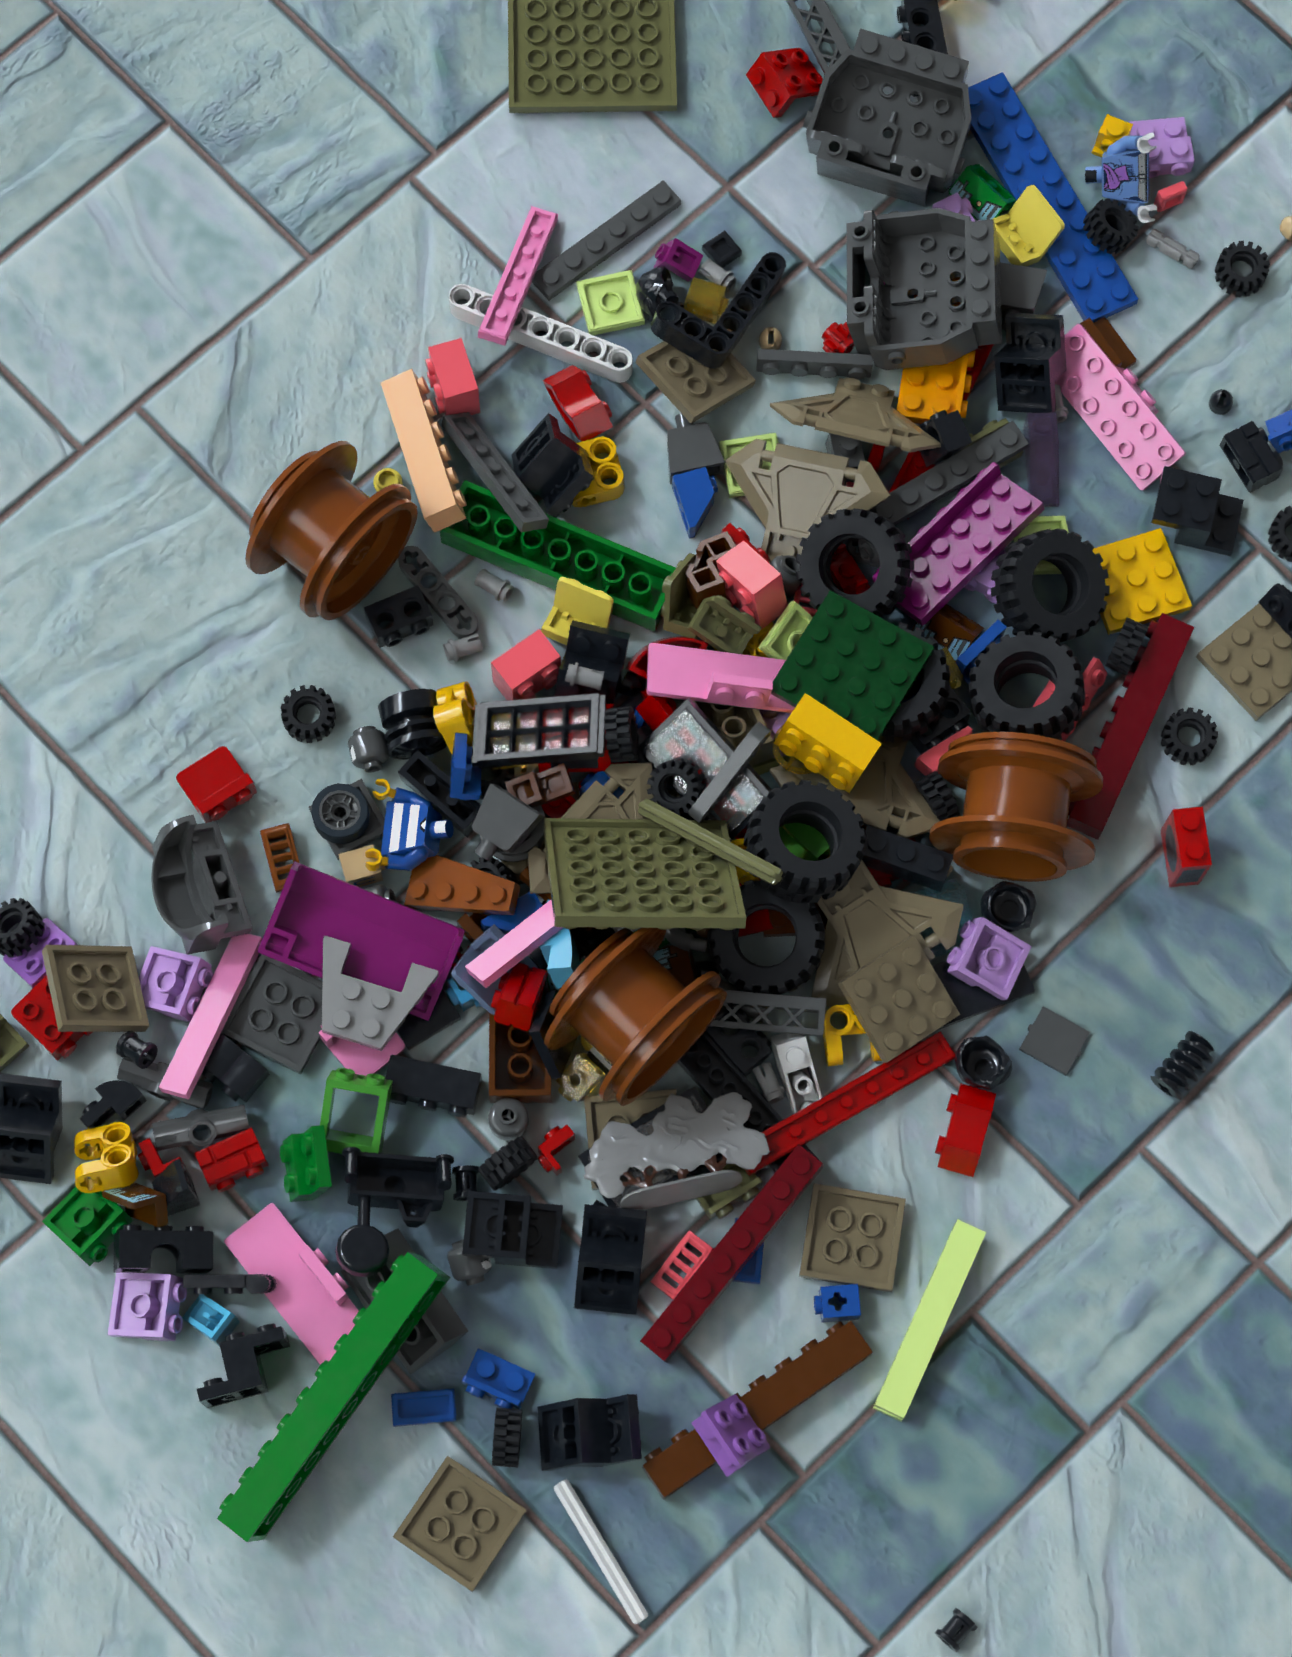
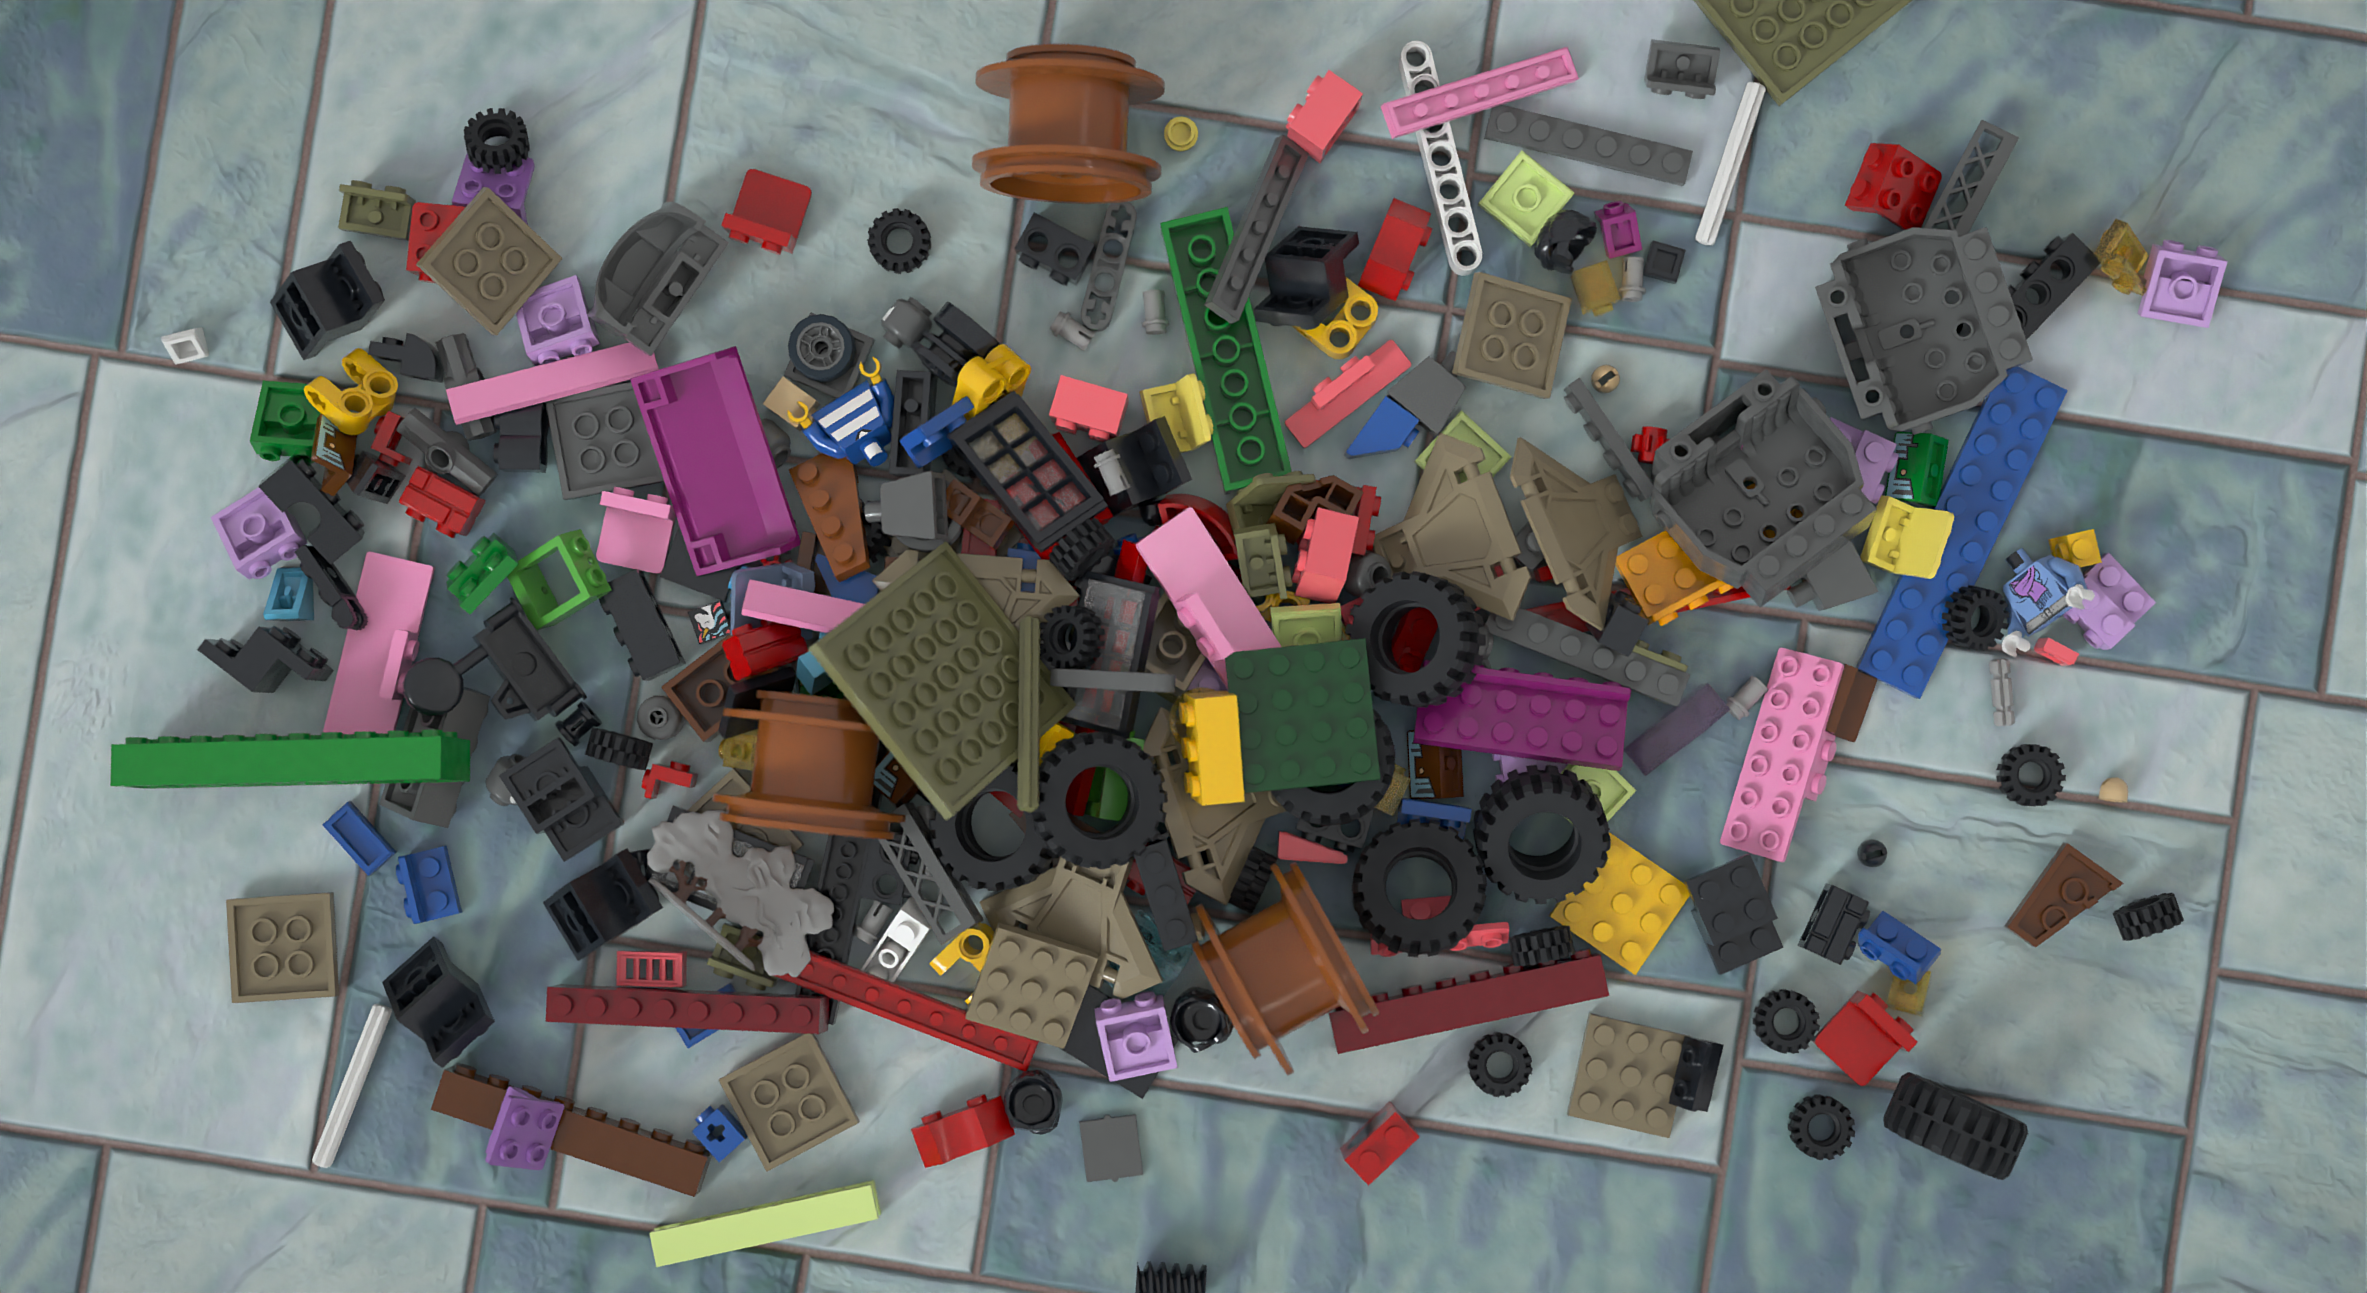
camera: 55 degrees right, 15 degrees up
(138, 1056) = (466, 342): black bush -> none
(276, 833) = (738, 319): dark orange slope -> none
(363, 1009) = (650, 513): light grey wing -> none
(423, 450) = (1228, 145): light nougat brick -> none
(467, 1039) = (710, 622): none -> tile
(507, 1437) = (380, 934): black tyre -> none
(603, 147) = (1681, 68): none -> dark grey bracket
(650, 502) = (1346, 393): none -> coral bracket
(690, 164) = (1730, 163): none -> white axle
(707, 337) = (1591, 329): black beam -> none
(1030, 363) = (1763, 648): black bracket -> none

